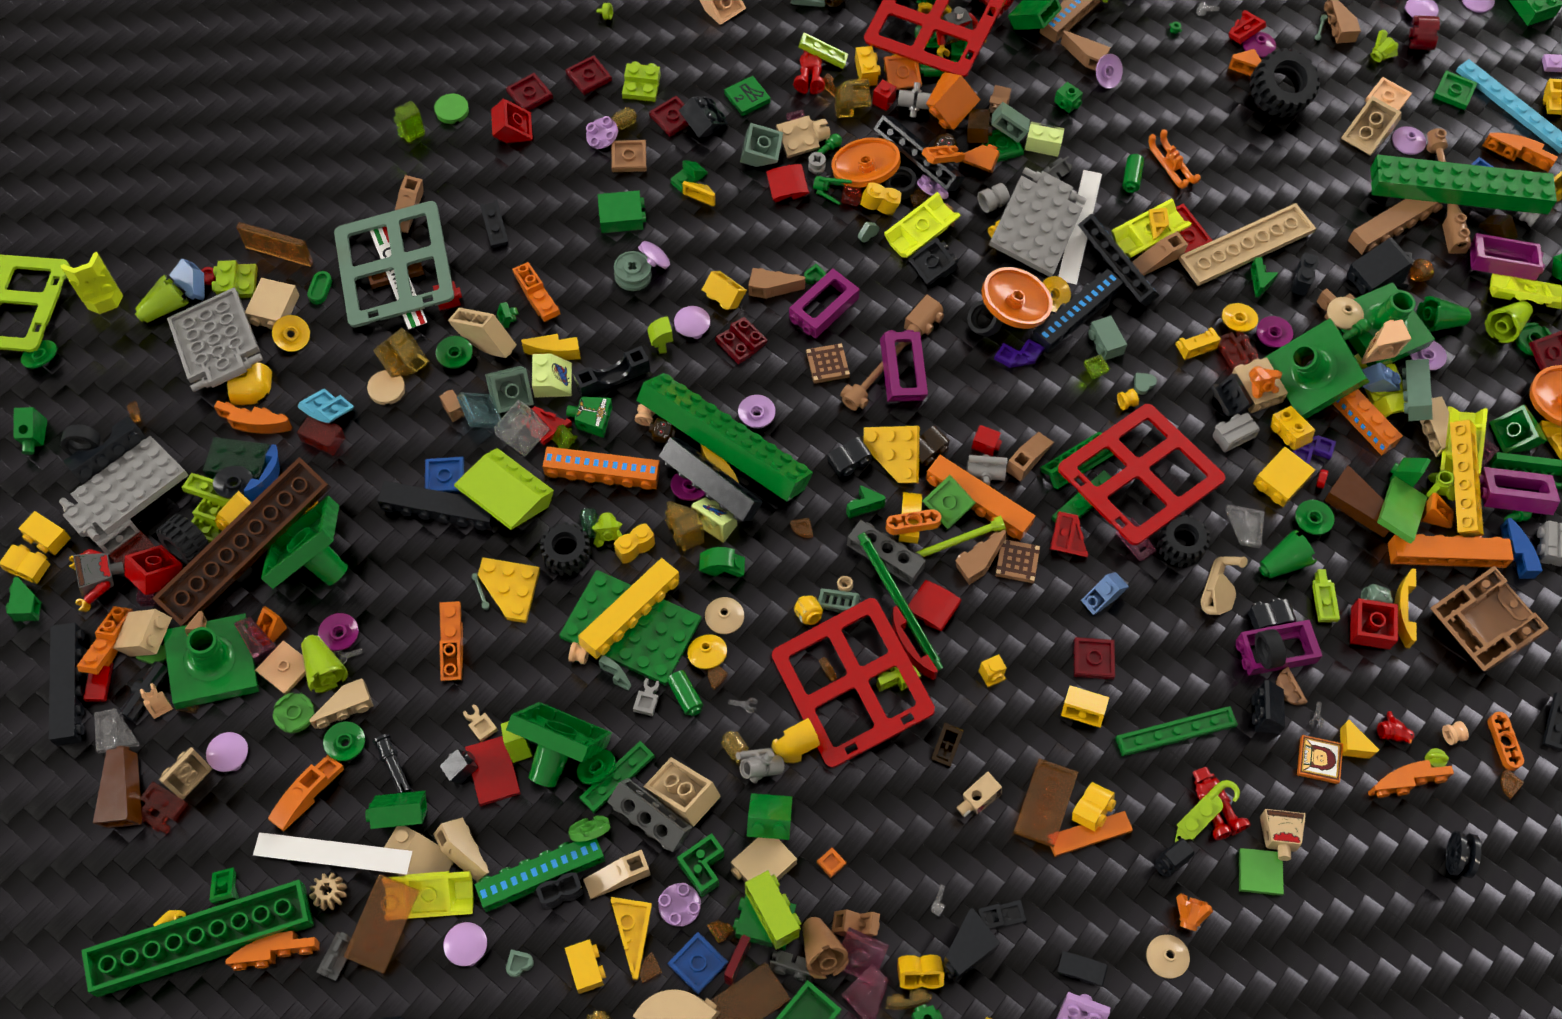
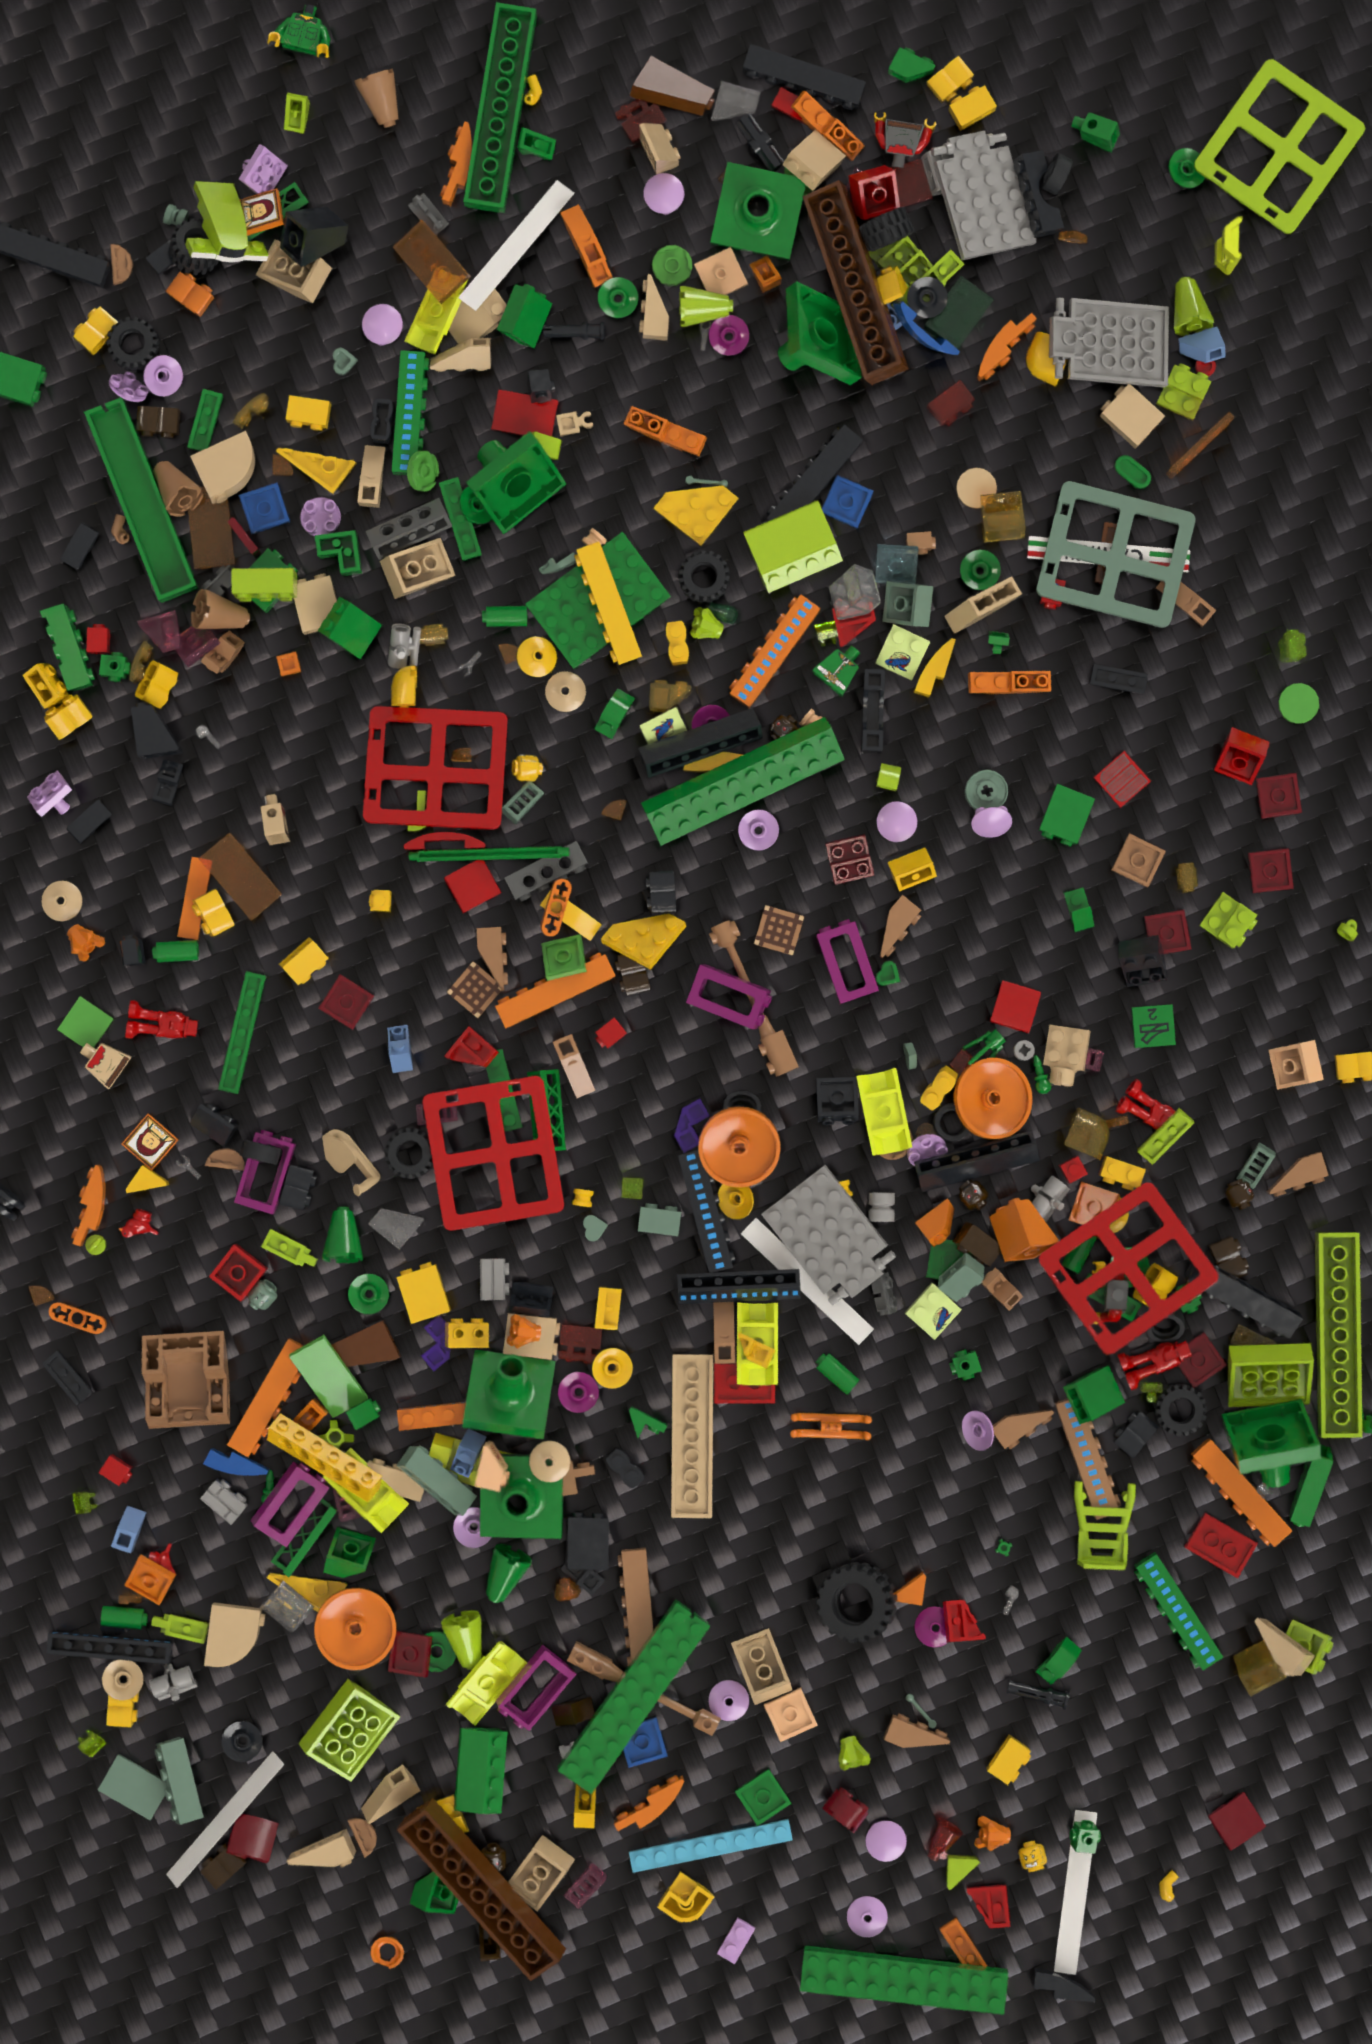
camera: 125 degrees right, 25 degrees up
(156, 702) = (741, 148): light nougat plate -> none
(198, 621) = (790, 210): medium nougat slope -> none
(256, 640) = (747, 262): clear pink slope -> none
(290, 323) = (1077, 419): yellow dish -> none
(319, 896) = (487, 236): tan gear -> none
(325, 406) = (978, 419): medium azure slope -> none
(572, 191) = (1122, 779): none -> tile
(601, 132) = (1180, 845): lavender dish -> none
(647, 700) = (517, 578): light grey plate -> none
(699, 192) = (1051, 912): yellow slope -> none
(720, 930) = (278, 539): clear orange tile -> none
(761, 146) = (1071, 1001): sand green slope -> none
(847, 582) = (532, 811): tan hinge -> none
(869, 502) = (605, 885): green slope -> none
(943, 154) = (950, 1174): orange hinge -> none
(947, 744) = (335, 820): dark brown slope -> none
(987, 467) = (580, 1014): light grey pin -> none
(995, 525) = (513, 985): lime piece -> none
(1146, 823) = (176, 951): none -> green brick
(1204, 811) = (157, 1004): lime plate -> none
(1322, 478) = (401, 1327): red tile -> none
(1360, 327) = (524, 1464): green bar -> none
(1406, 629) = (219, 1301): yellow slope -> none
(1455, 732) = (107, 1276): light nougat wheel -> none

